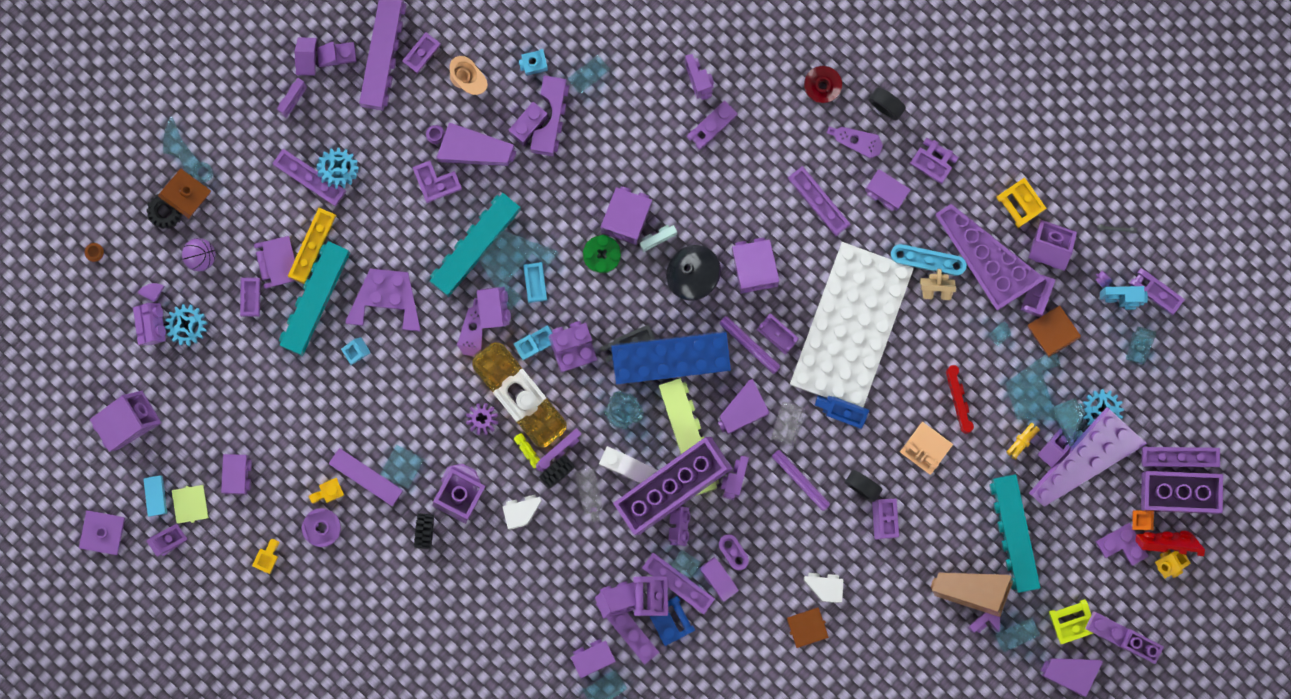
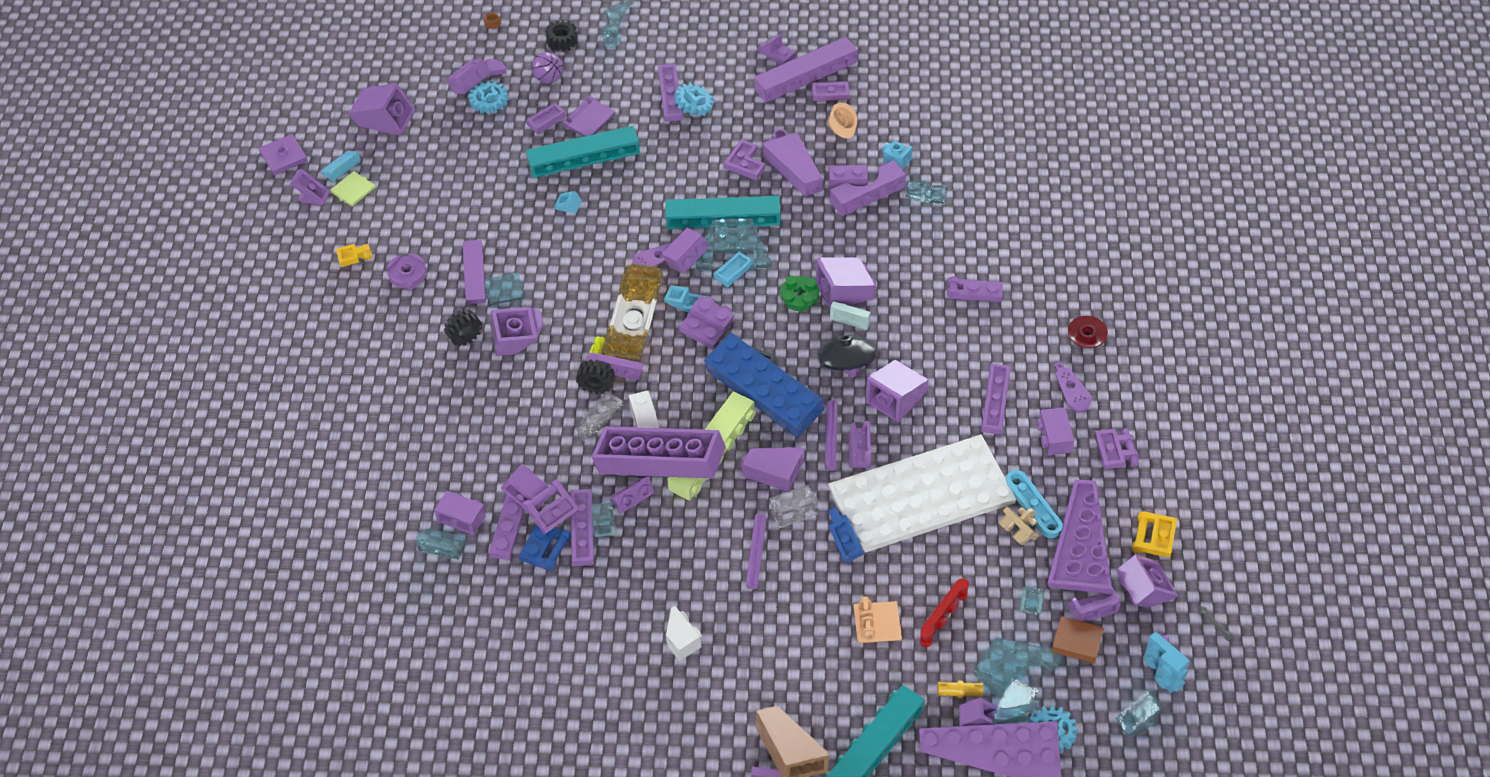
camera: 50 degrees right, 30 degrees down
(184, 193) = (585, 33): dark orange plate -> none
(235, 474) = (400, 194): medium lavender brick -> none
(292, 97) = (717, 43): medium lavender plate -> none
(305, 56) = (754, 35): medium lavender slope -> none
(311, 245) = (641, 123): yellow tile -> none
(329, 491) = (441, 258): yellow plate -> none
(389, 291) = (630, 187): medium lavender wing -> none
(477, 424) = (591, 306): medium lavender gear -> none
(520, 513) = (539, 381): white slope -> none
(623, 410) = (689, 385): clear light blue helmet -> none
(700, 80) = (998, 248): medium lavender plate -> none
(718, 579) = (612, 552): medium lavender slope -> none
(733, 482) = (709, 498): medium lavender plate -> none
(733, 552) = (646, 548): medium lavender plate -> none
(807, 627) = (633, 651): dark orange piece -> none
(863, 485) = (796, 592): black tyre -> none
(885, 519) = (784, 632): medium lavender hinge -> none
(887, 103) = (1122, 378): black tyre -> none
(1158, 292) = (1200, 696): medium lavender plate -> none

